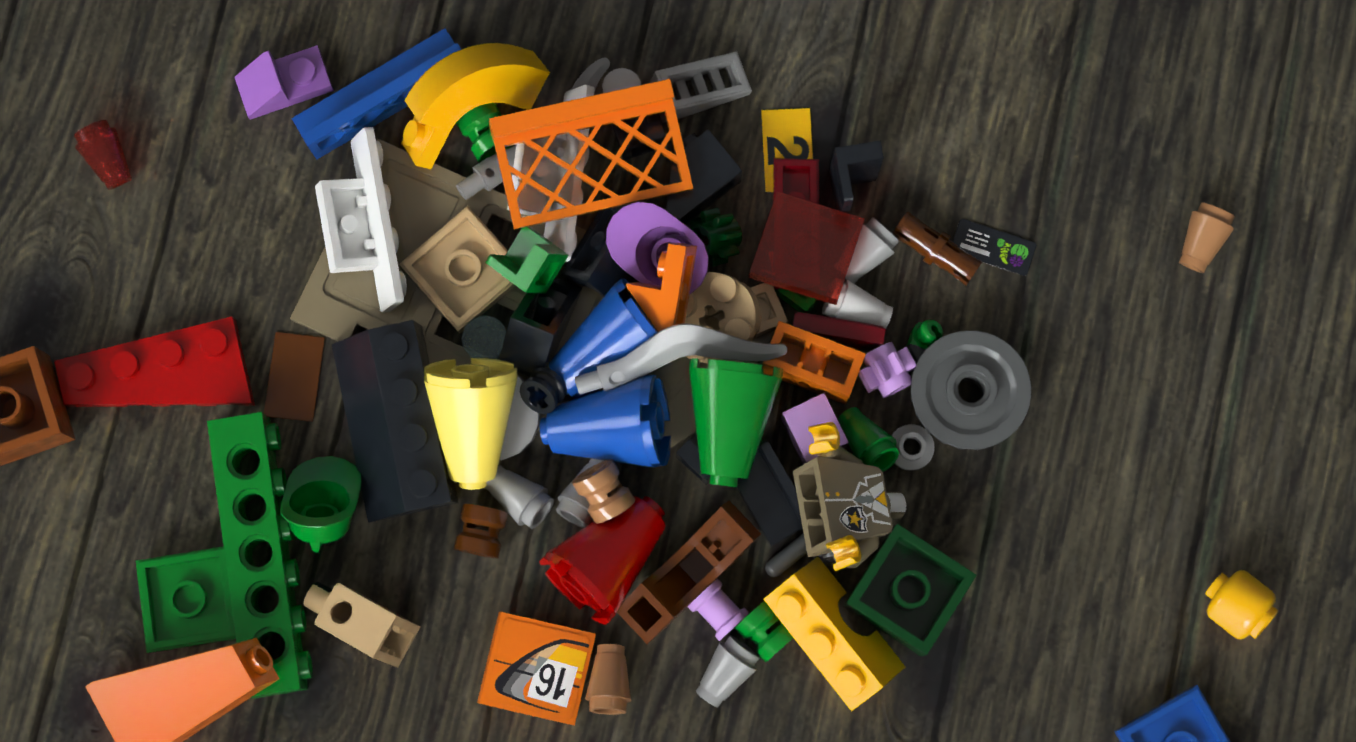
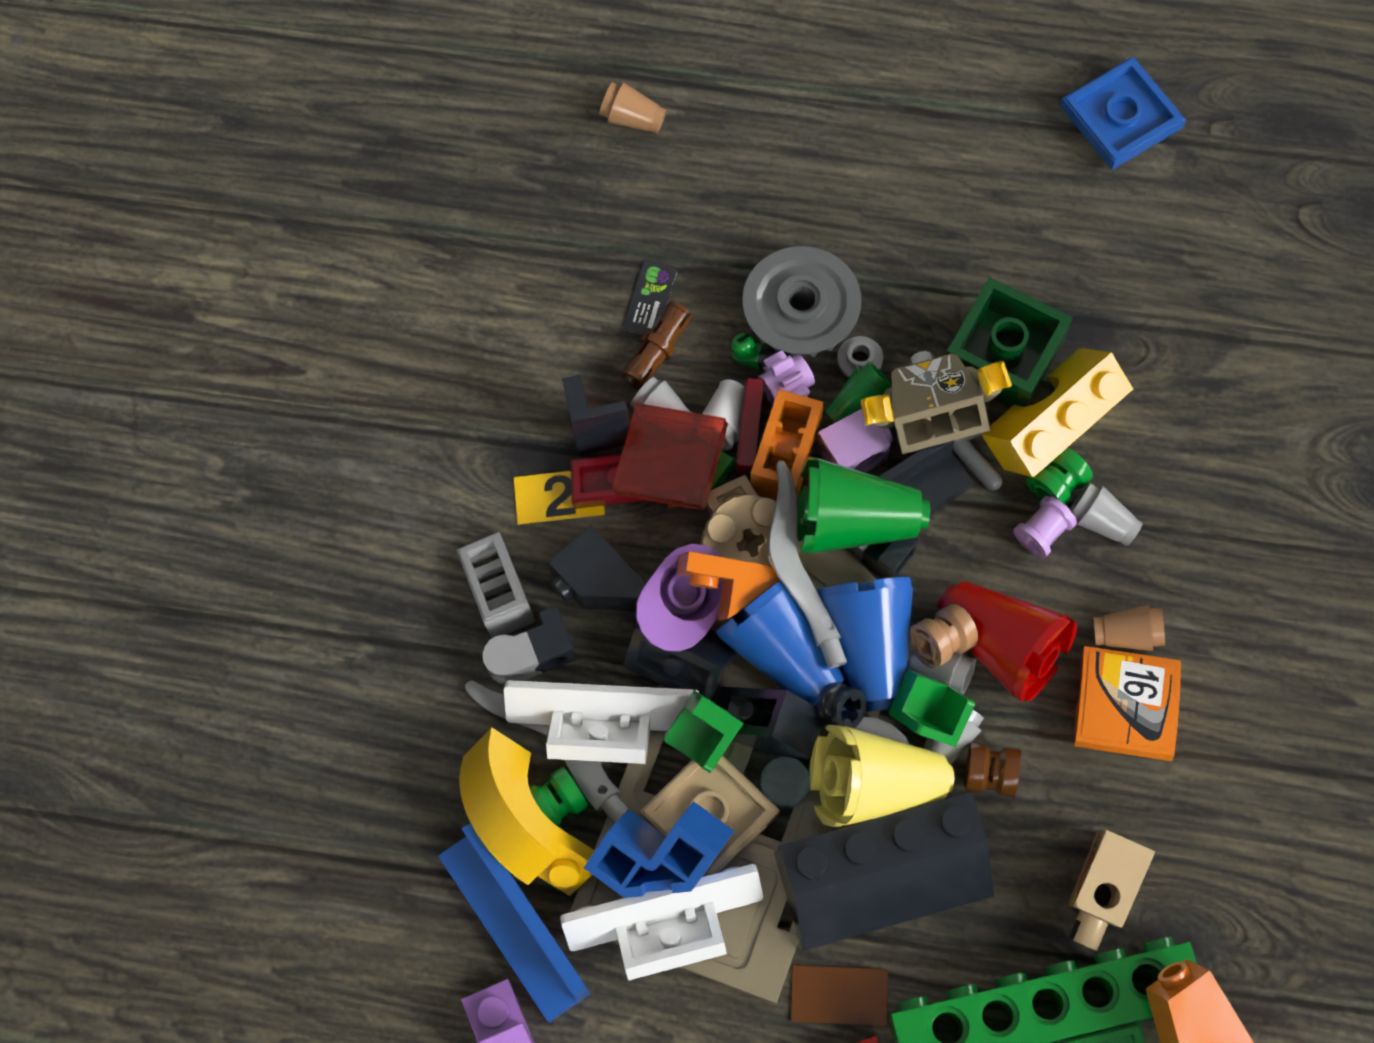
camera: 90 degrees left, 10 degrees down
(321, 500) = (977, 941): green piece -> none
(416, 205) = (642, 860): none -> blue brick
(533, 472) = (931, 708): none -> green panel
(580, 115) = (543, 684): orange fence -> none
(688, 572) = (1010, 554): reddish brown arch -> none
(719, 234) = (653, 547): dark green gear -> none
(1241, 604) = (982, 65): yellow head -> none

